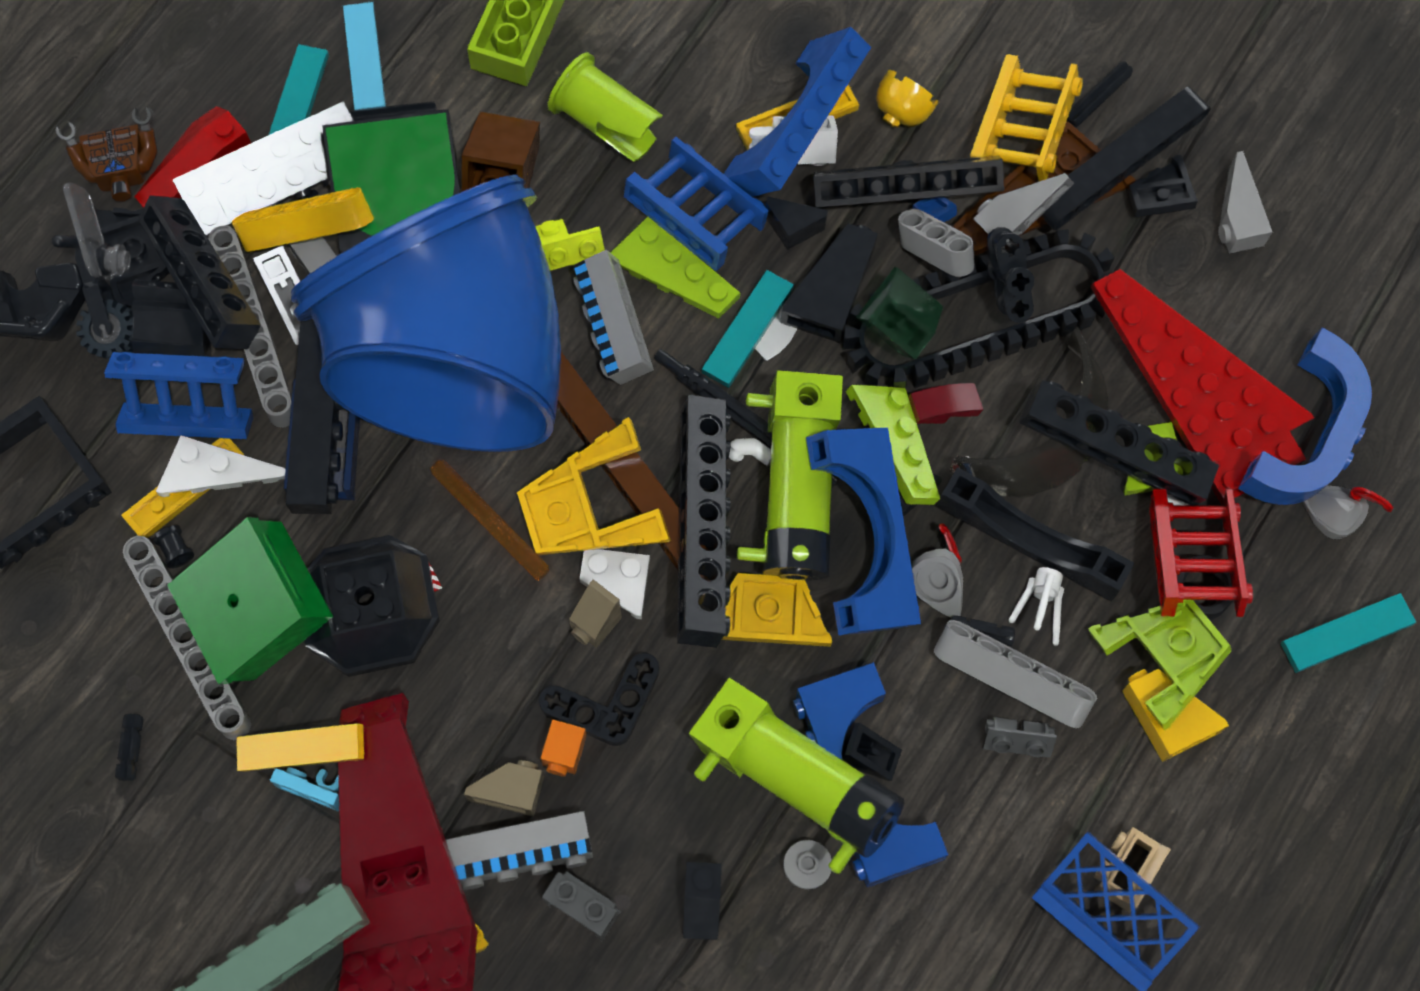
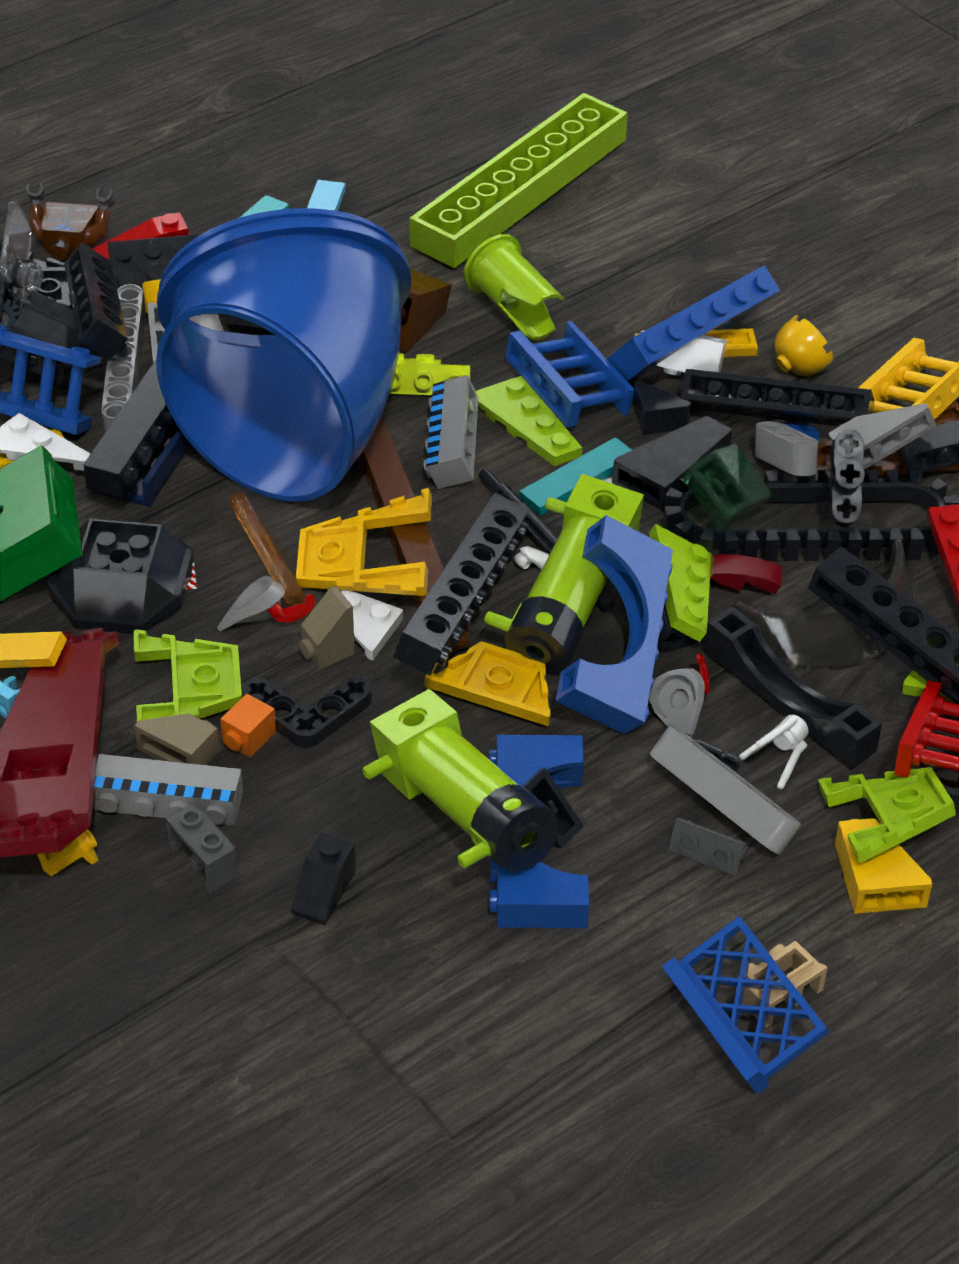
camera: 20 degrees right, 25 degrees down
(497, 702) = (202, 675): none -> lime wing
(514, 591) = (262, 602): none -> light grey piece
(807, 864) = (444, 885): light grey piece -> none

